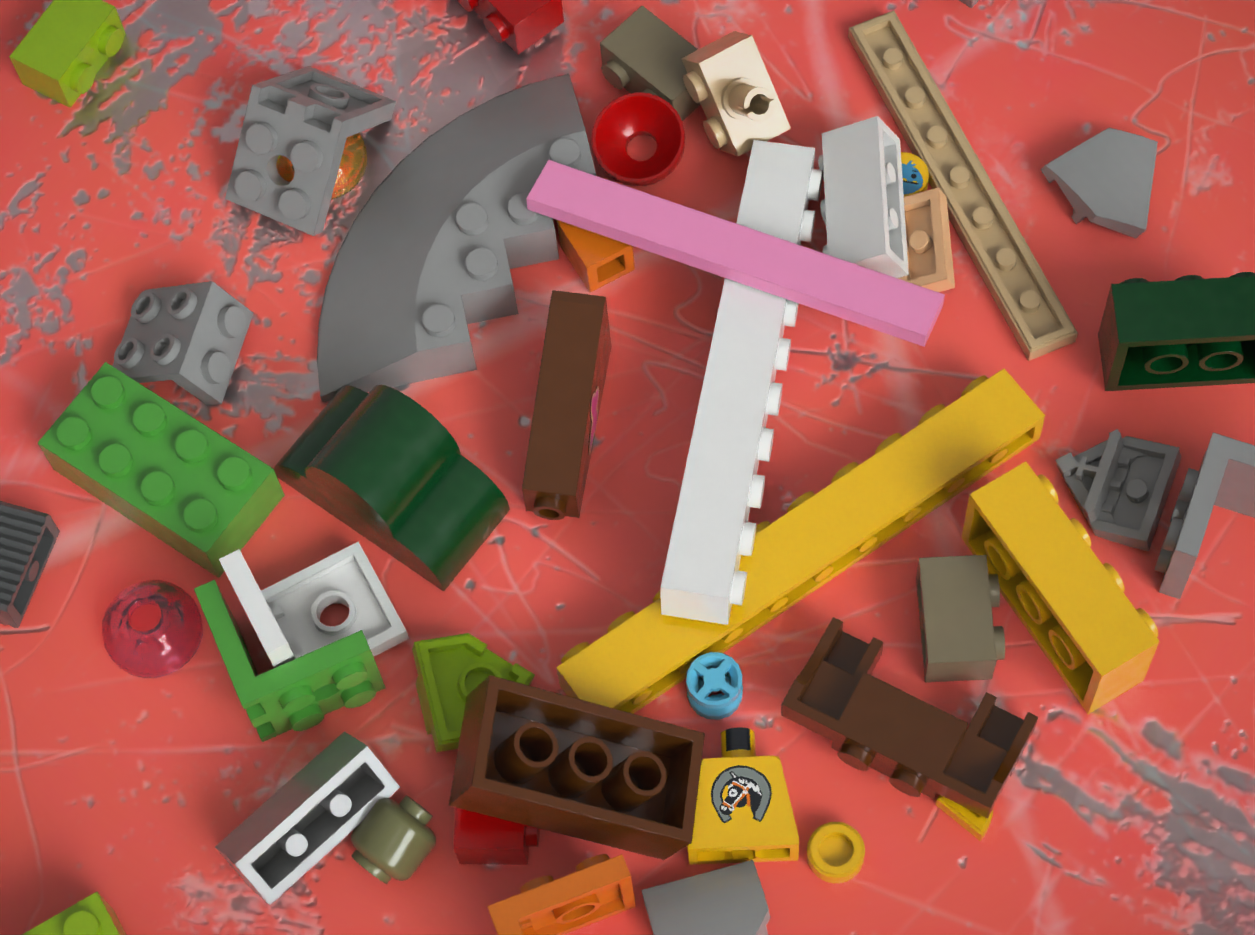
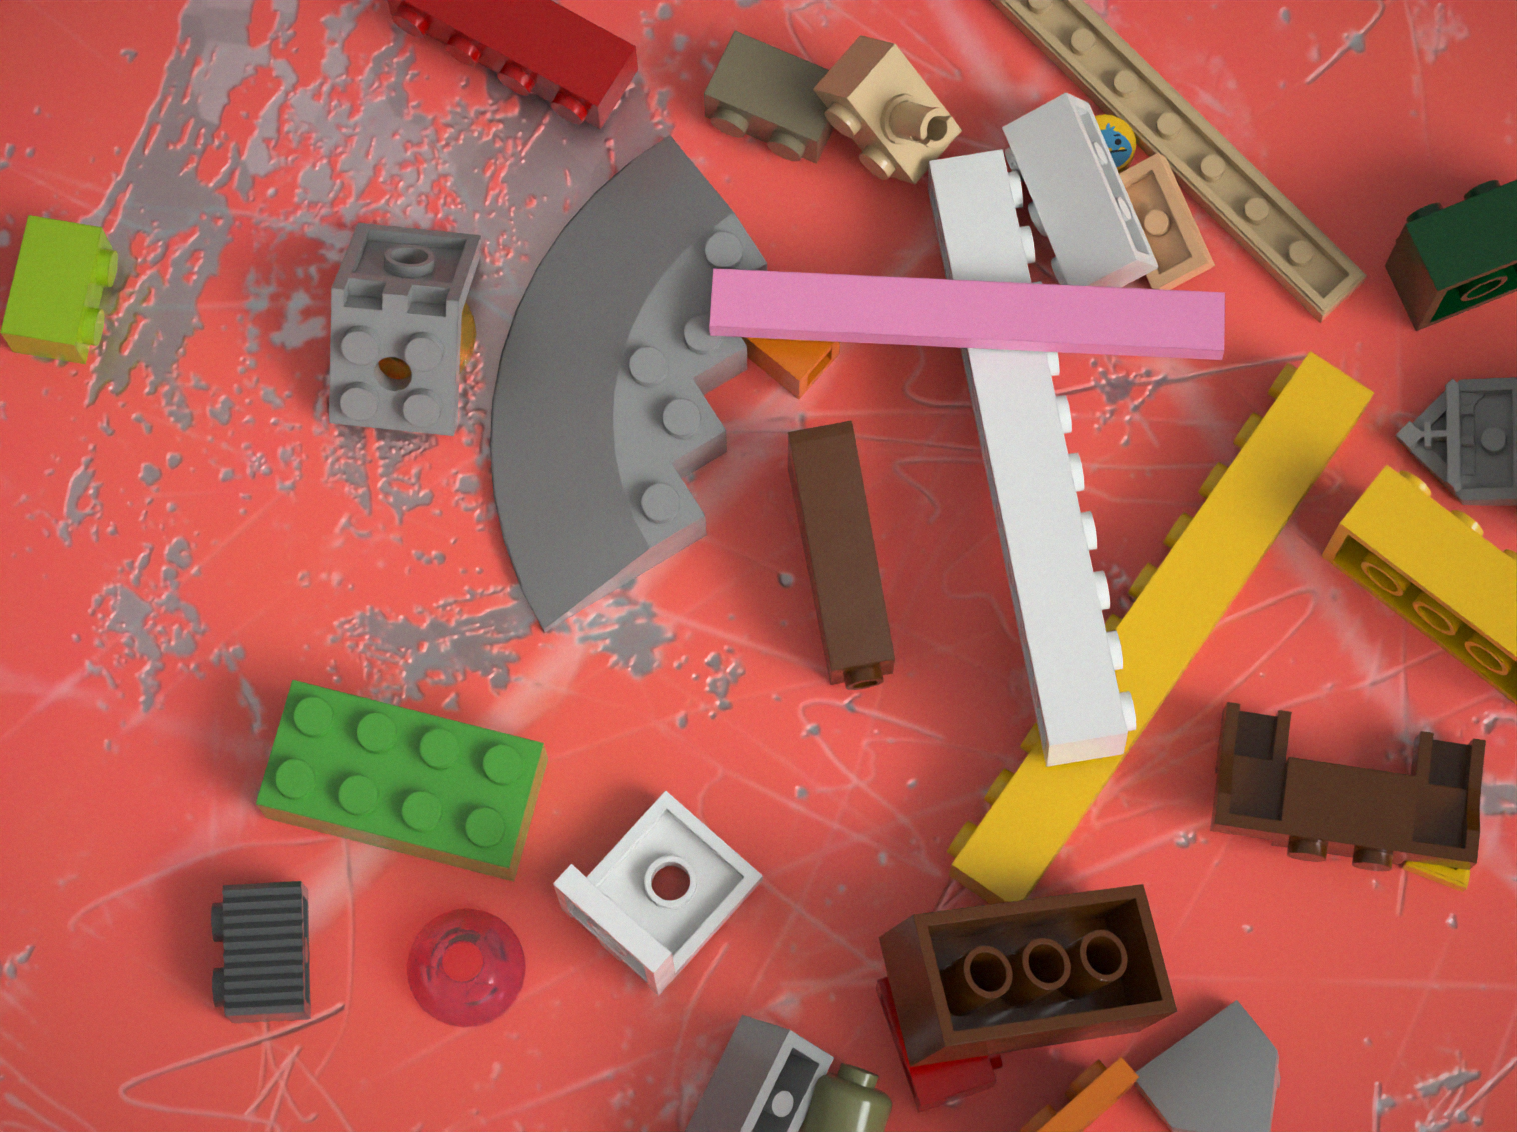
camera: 25 degrees left, 10 degrees up
(185, 337) = (354, 615): light grey bracket -> none
(299, 690) = (675, 998): bright green bracket -> none
(395, 480) = (673, 704): dark green brick -> none
(447, 674) = (841, 914): lime plate -> none
(634, 116) = (793, 165): red piece -> none
(712, 674) = (1127, 808): medium azure wheel -> none
(742, 806) = (1209, 942): yellow torso -> none
(835, 852) = (1318, 959): yellow tile -> none
(957, 618) = (1357, 654): dark tan brick -> none
(1108, 180) = (1336, 77): light grey slope -> none

